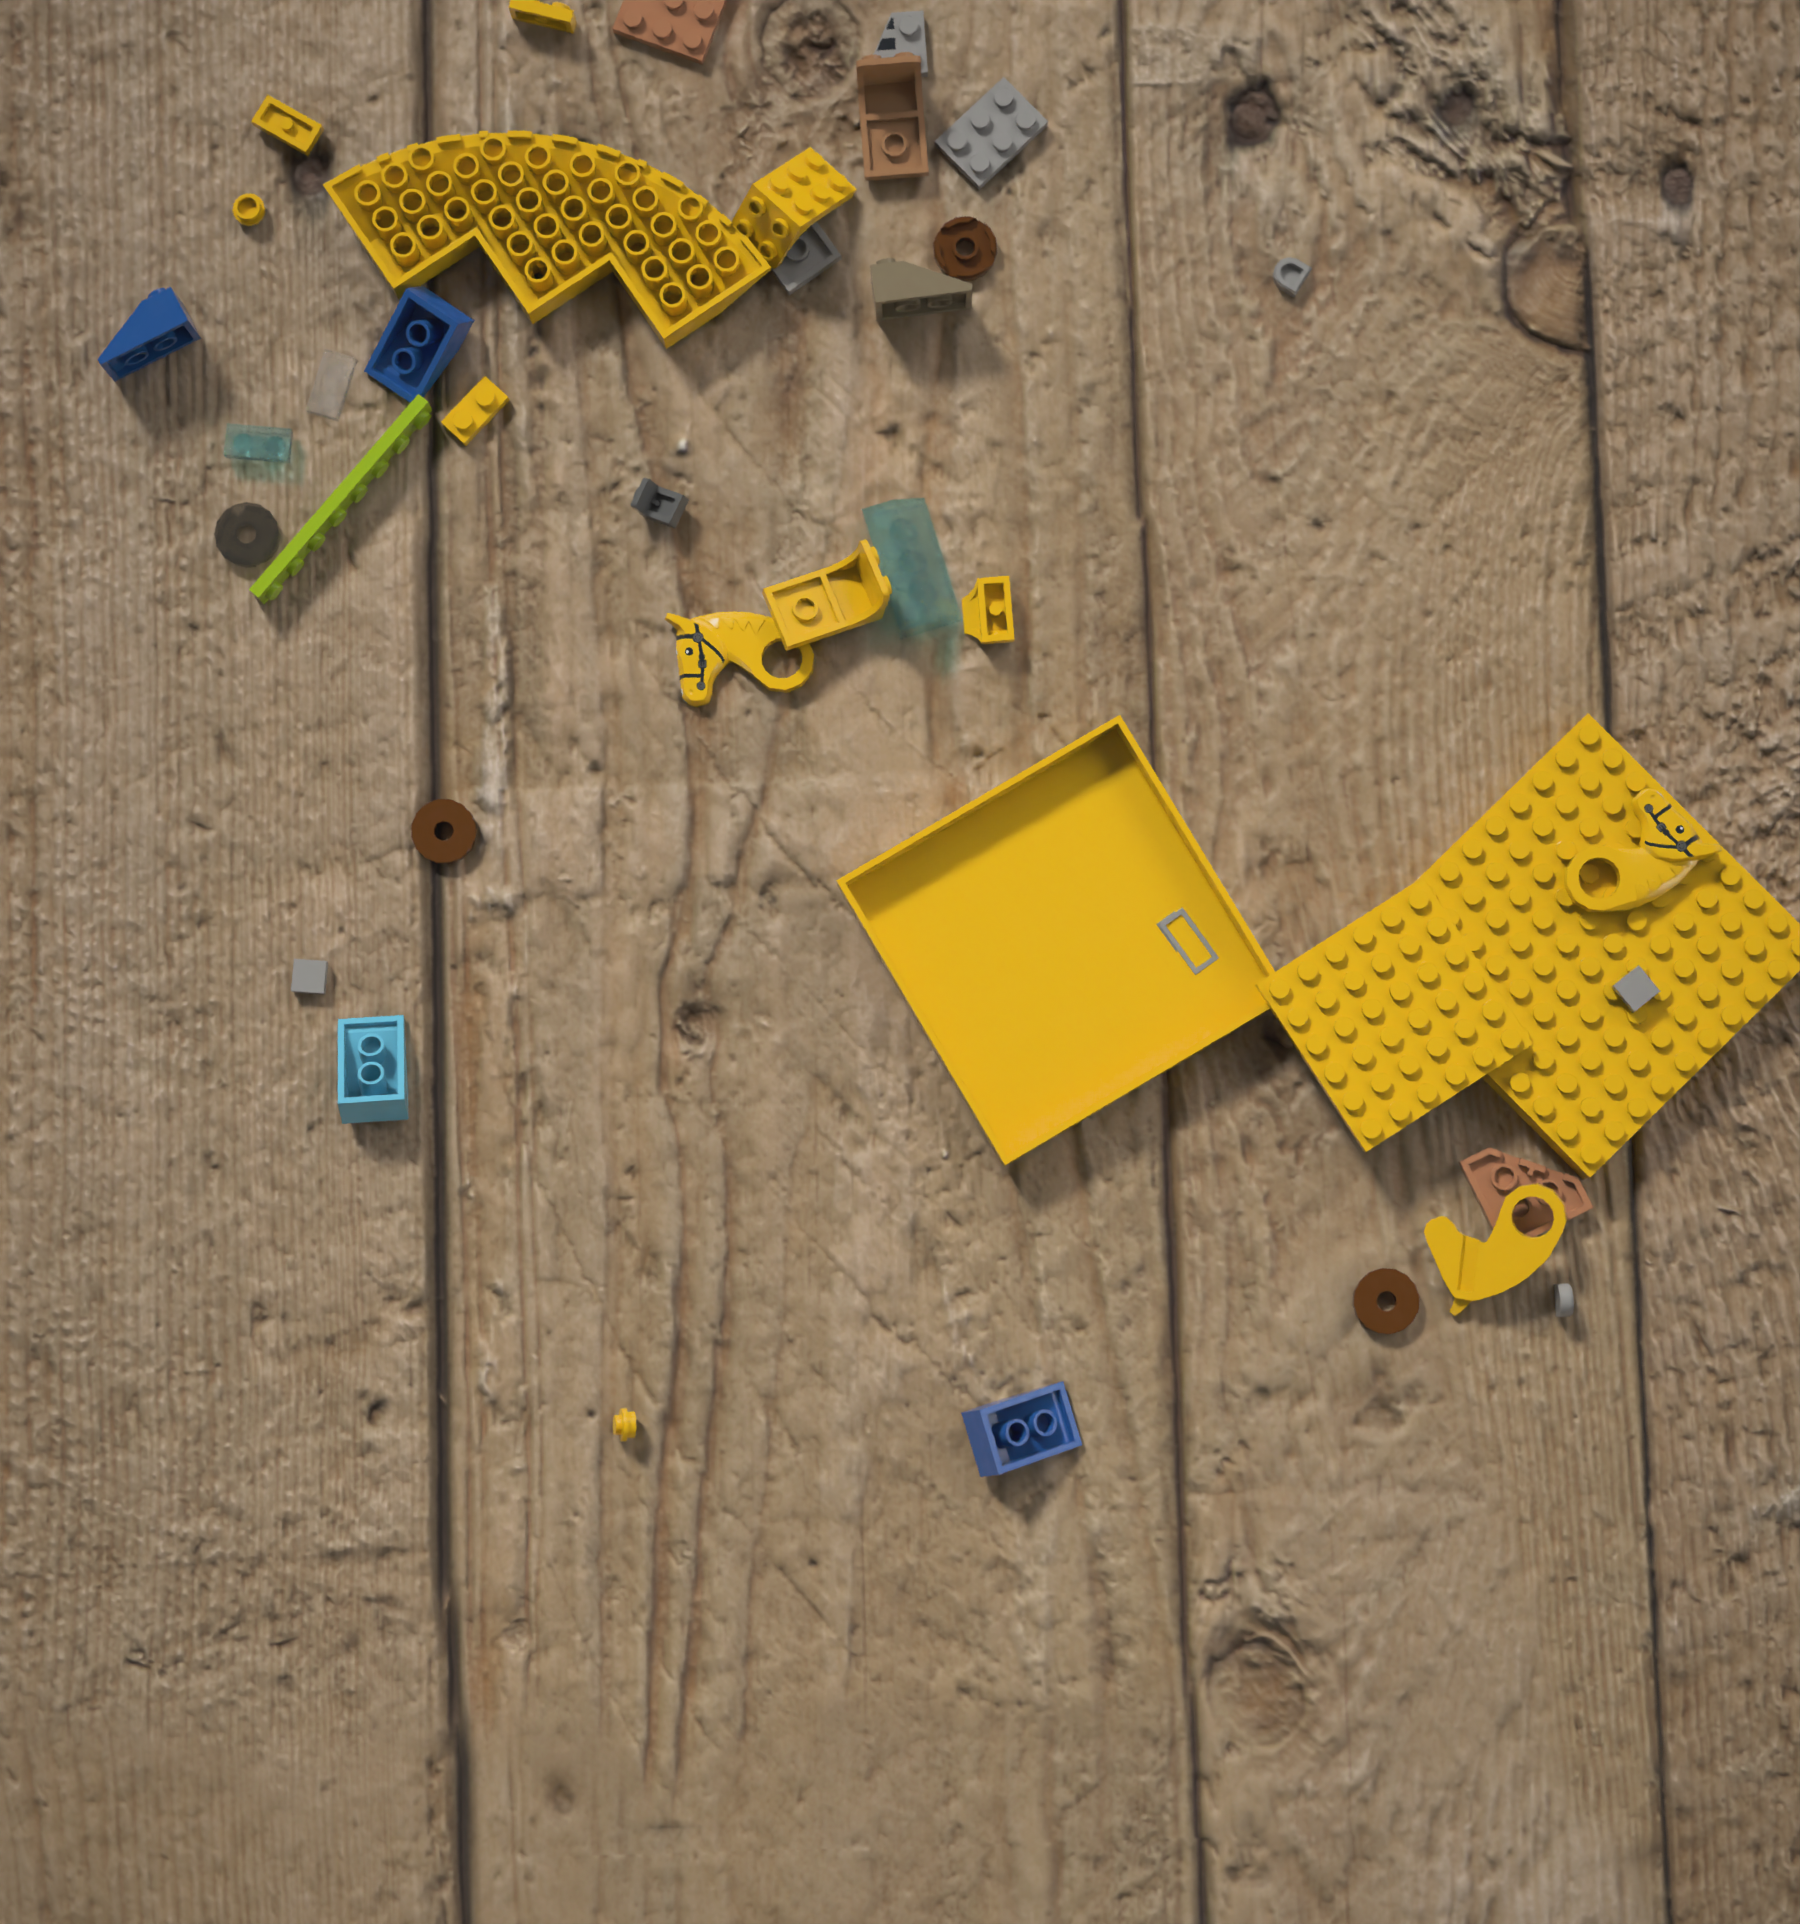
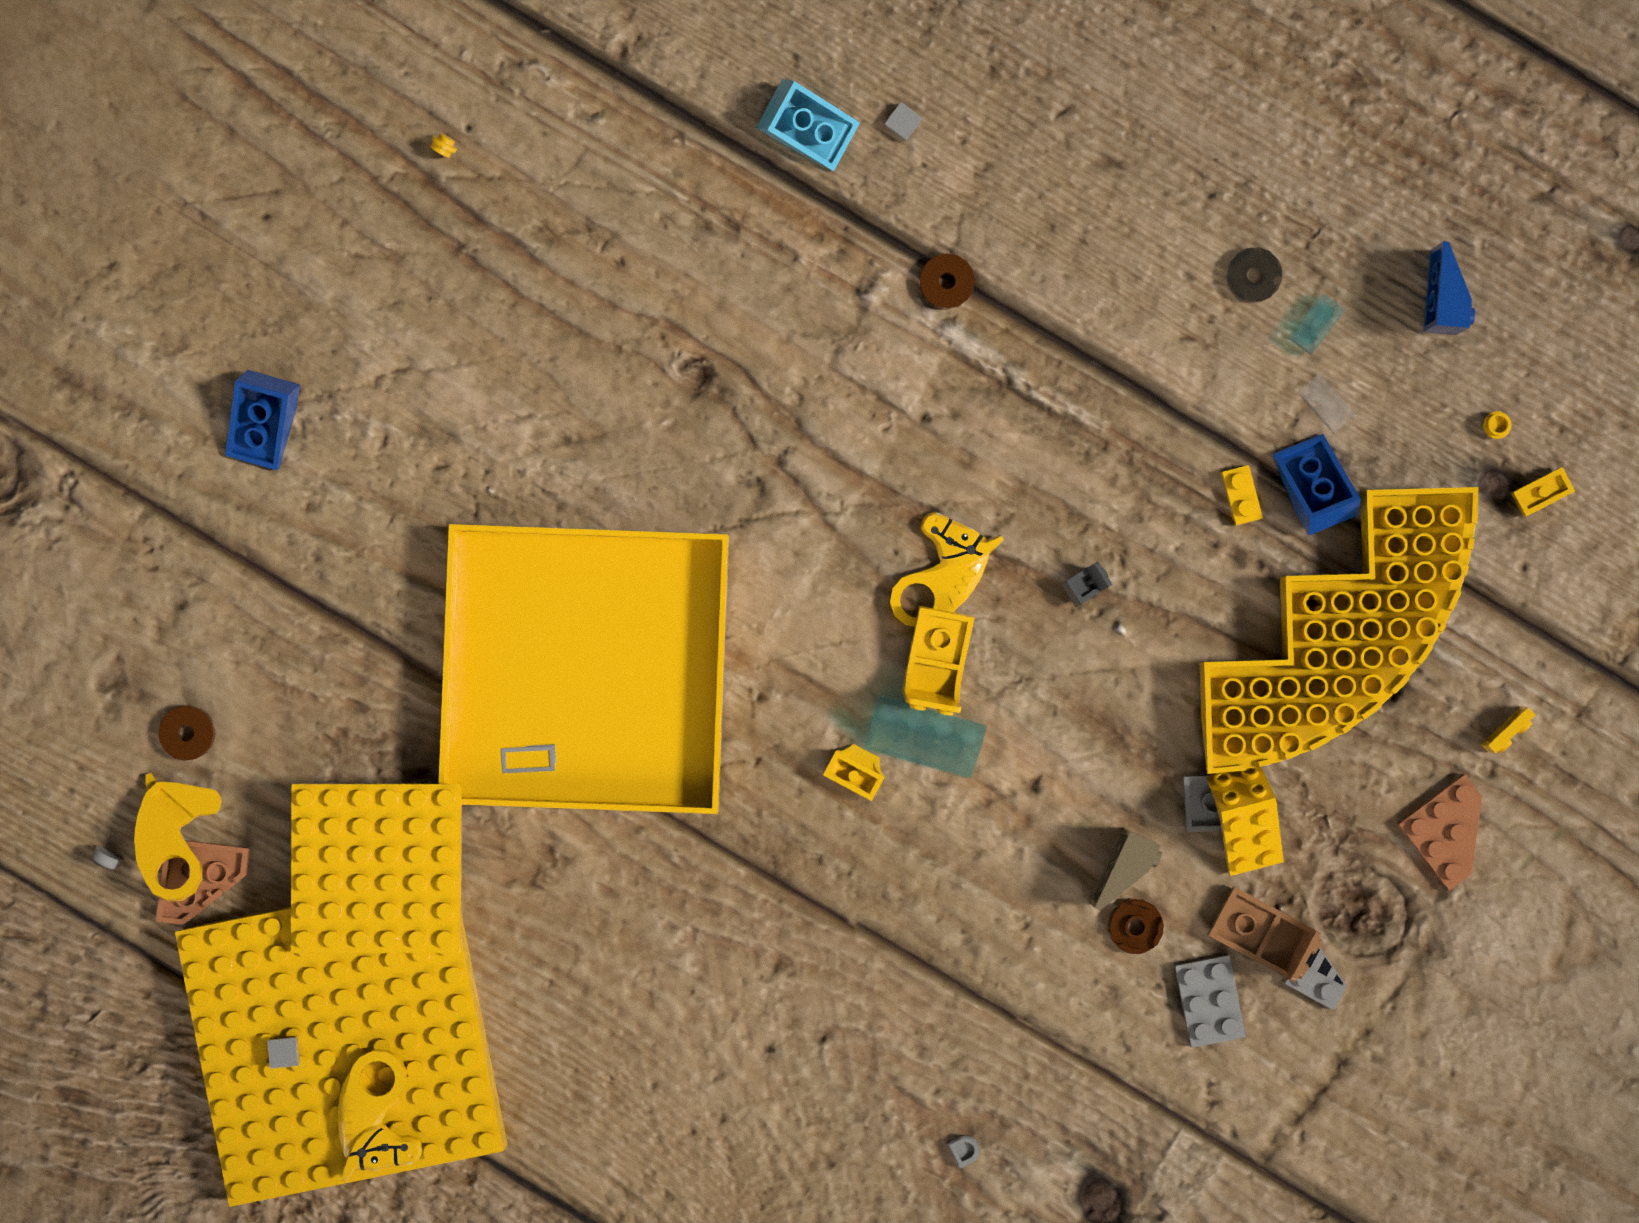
camera: 120 degrees right, 5 degrees up
(334, 508) = (1239, 369): lime plate -> none

